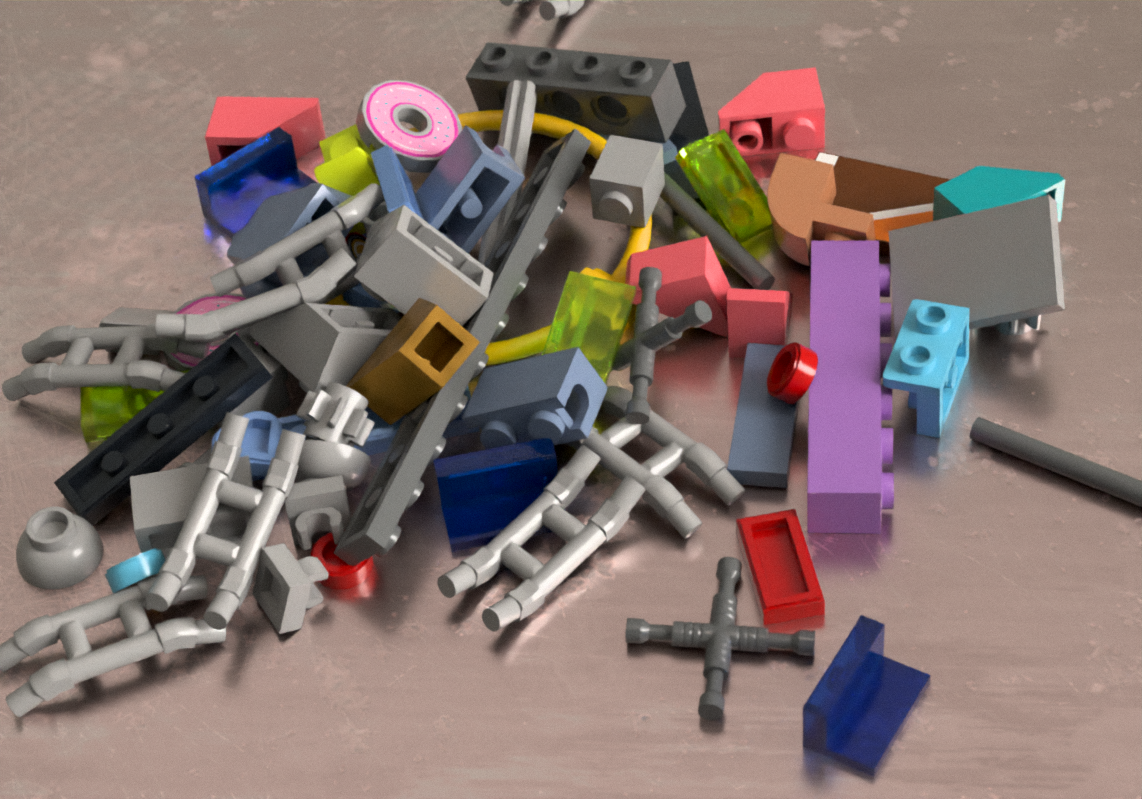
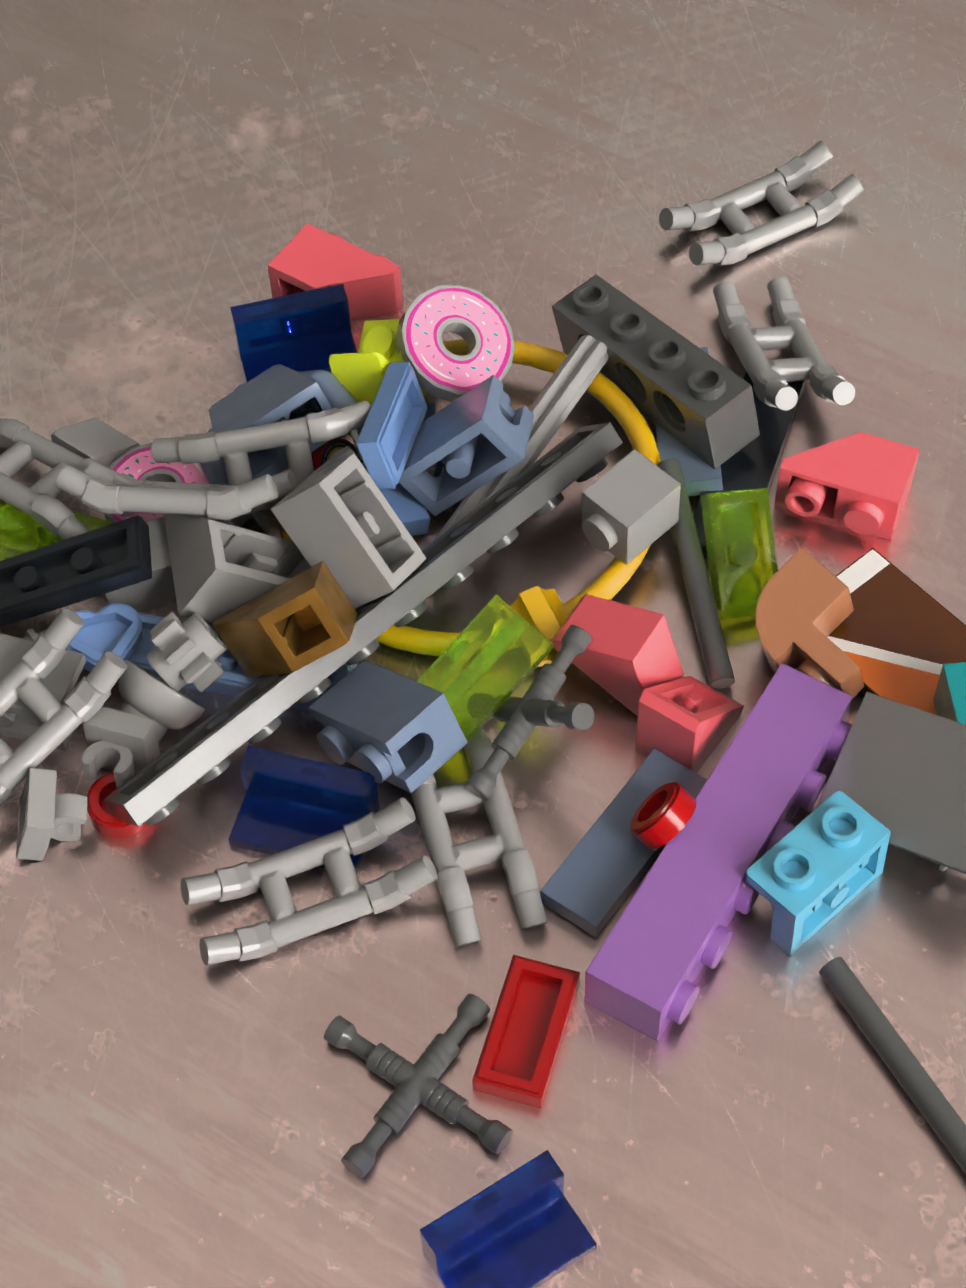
camera: 25 degrees right, 10 degrees up
(687, 54) = (771, 376): none -> light grey piece

